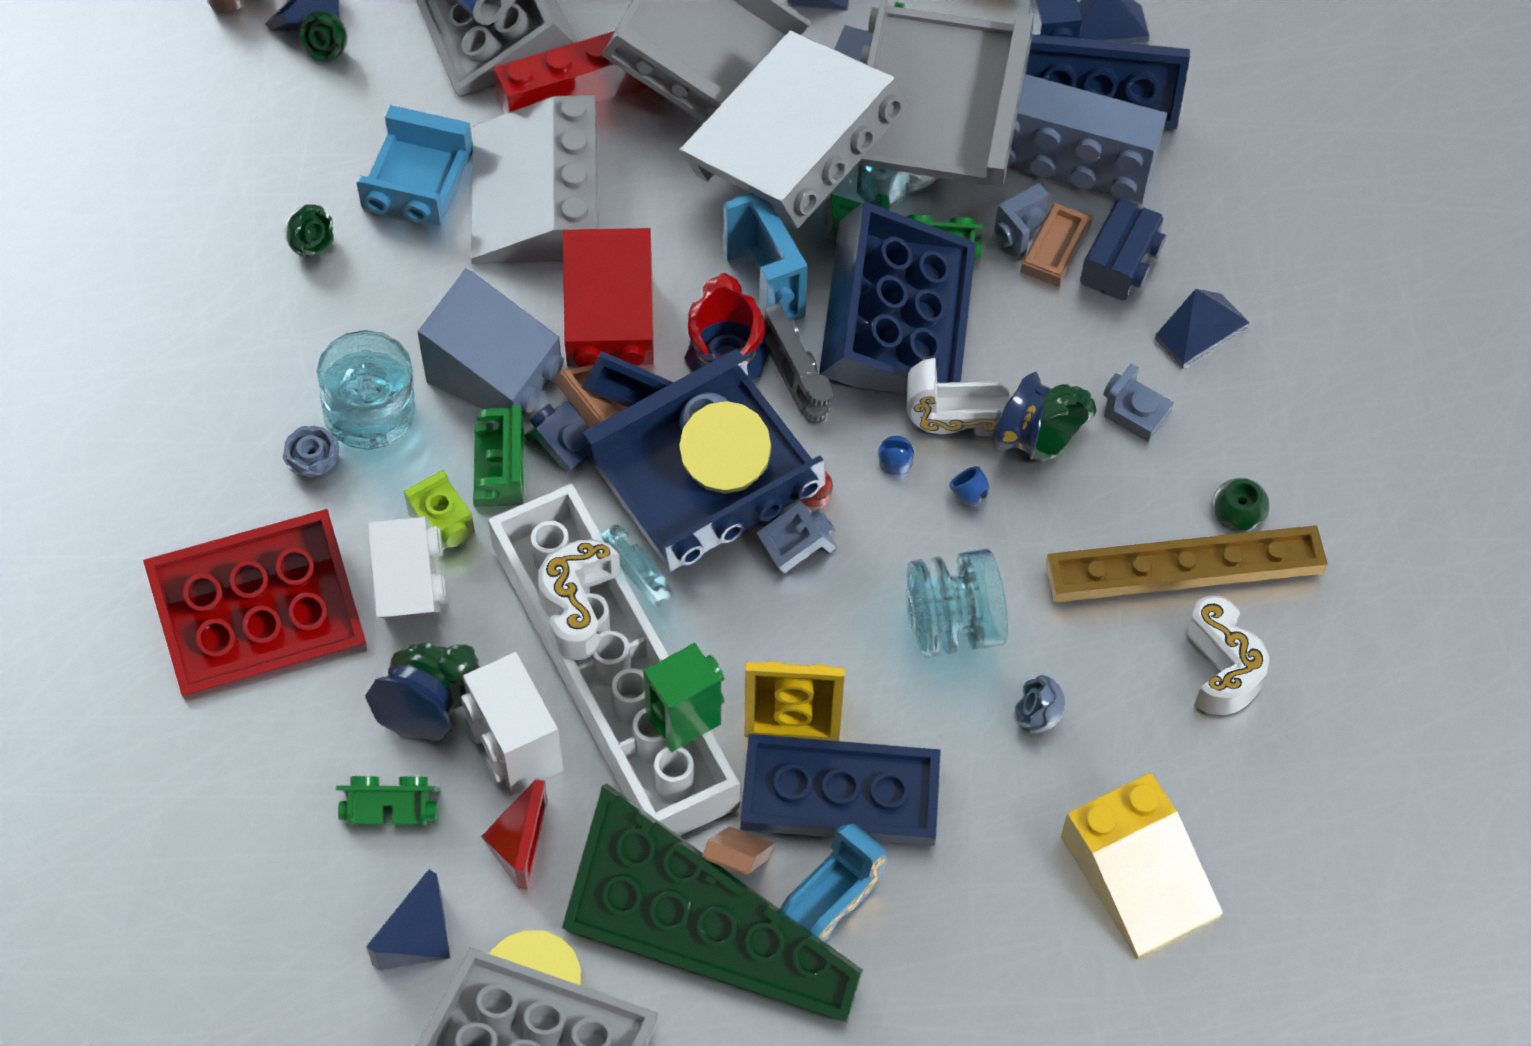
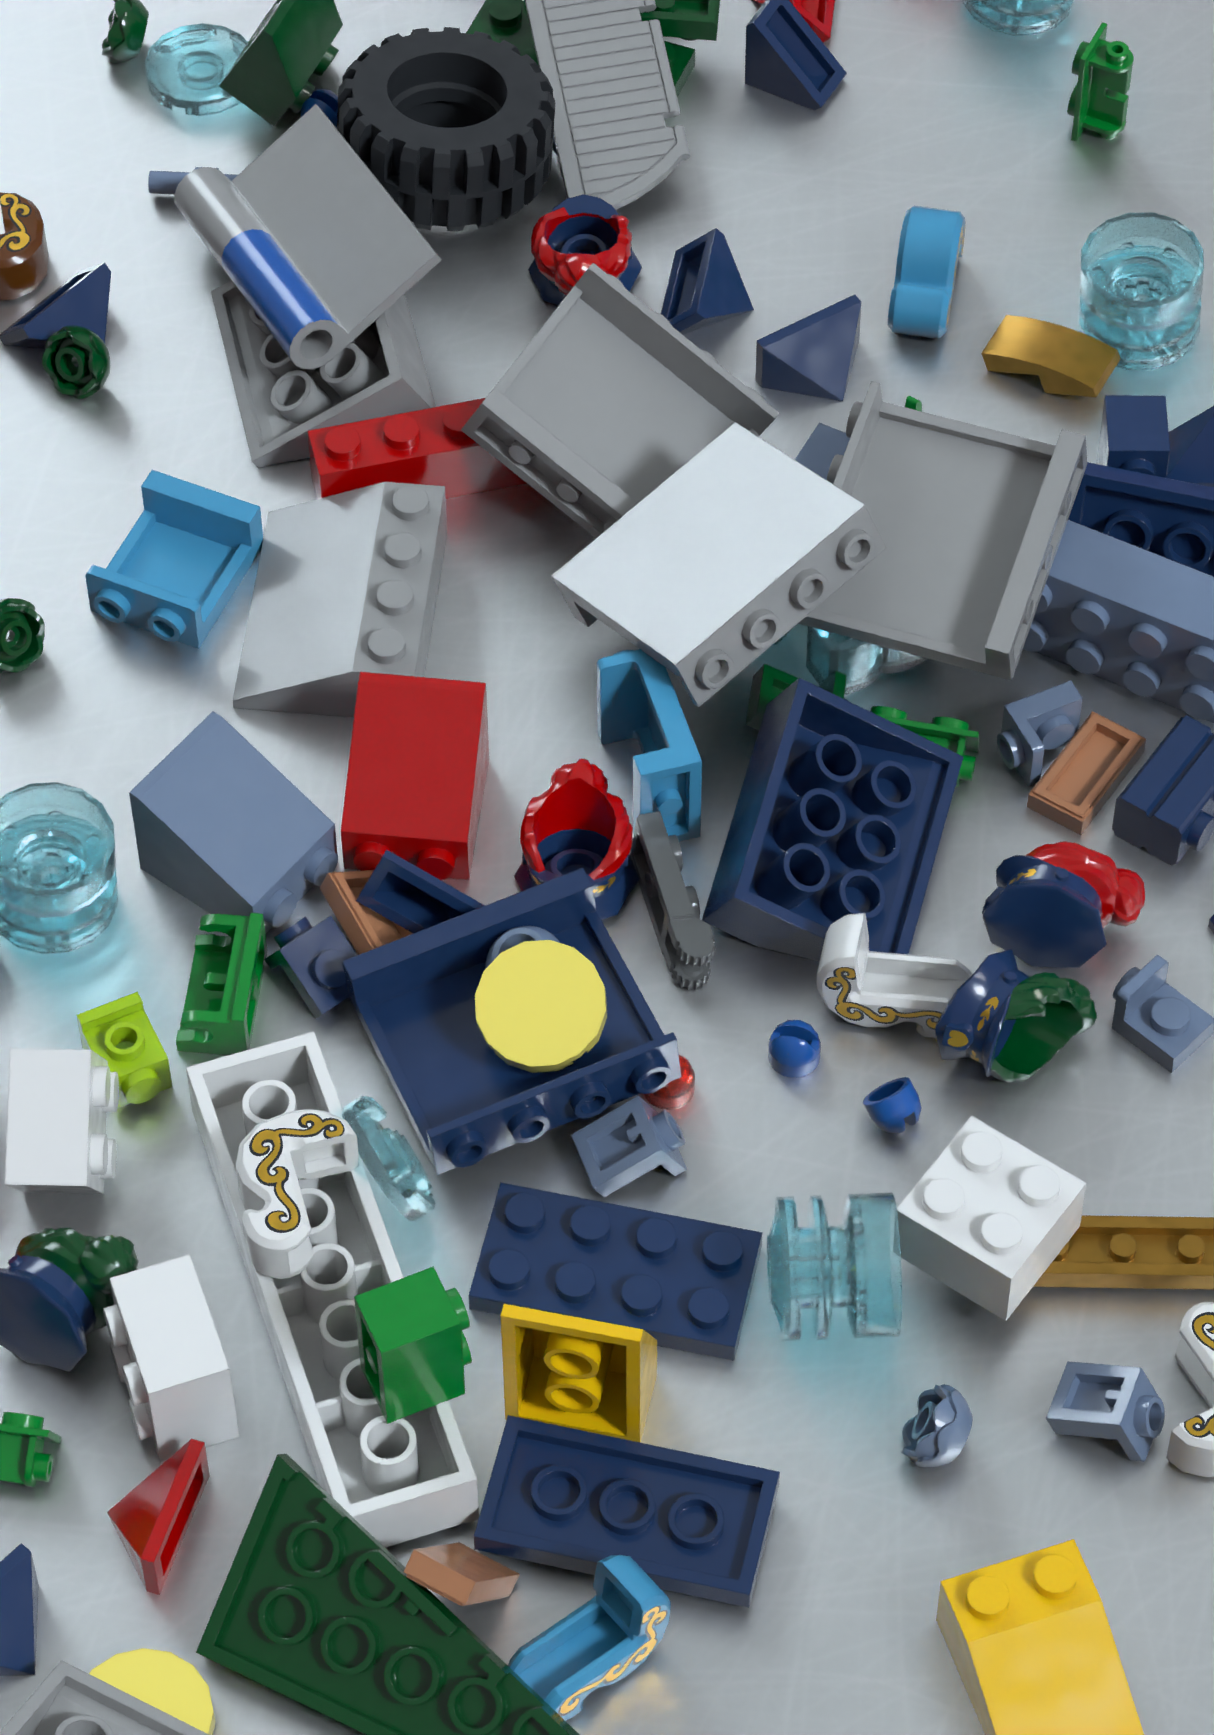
camera: 10 degrees right, 5 degrees down
(803, 622) = (619, 1267): none -> dark blue plate
(1054, 556) = (989, 1217): none -> white brick
(1059, 336) = (1058, 902): none -> dark blue piece
(1151, 675) = (1108, 1405): none -> sand blue bracket

